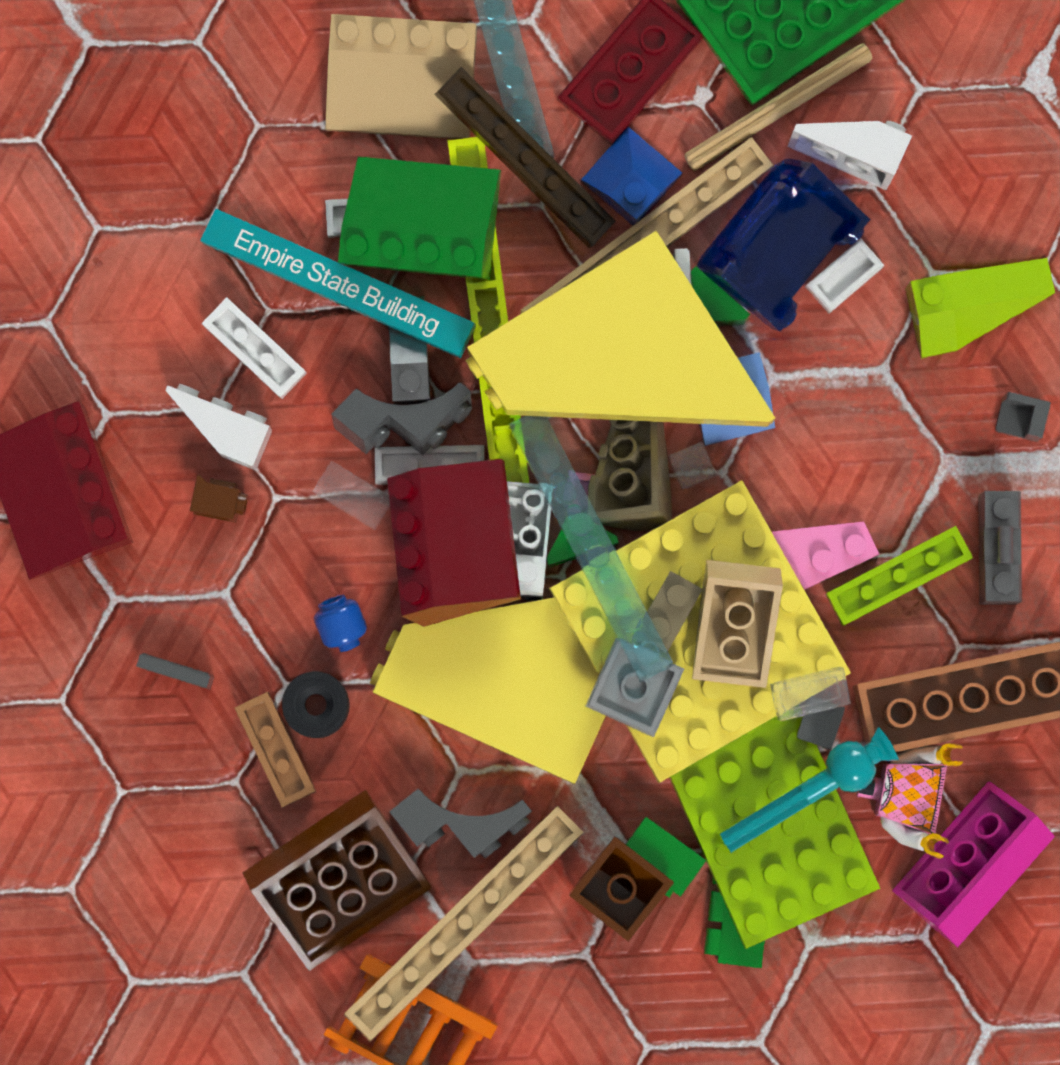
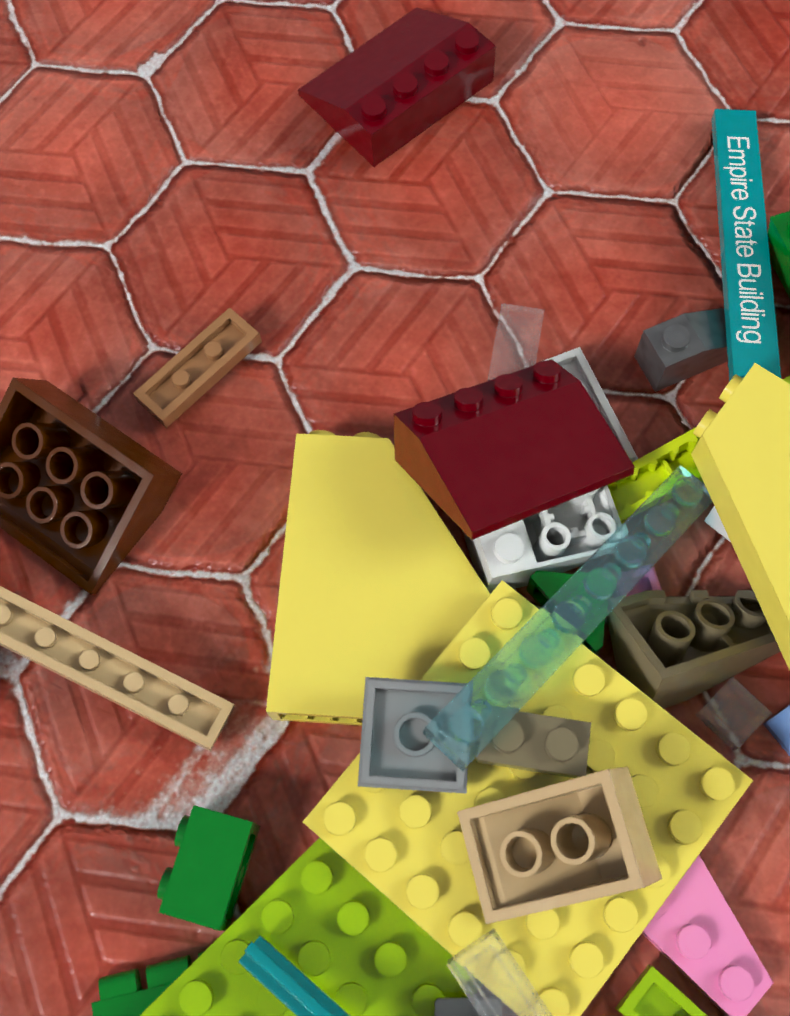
camera: 75 degrees right, 15 degrees down
(175, 671) = (249, 240): dark grey tile -> none
(218, 500) = (451, 214): reddish brown window -> none
(230, 433) = (527, 195): white slope -> none
(254, 348) = (628, 195): white plate -> none
(298, 692) = (263, 365): black tyre -> none
(340, 623) = (365, 379): blue head -> none
(421, 425) = (631, 375): dark grey arch -> none
(479, 834) = (168, 555): dark grey arch -> none
(621, 888) = (142, 824): reddish brown slope -> none

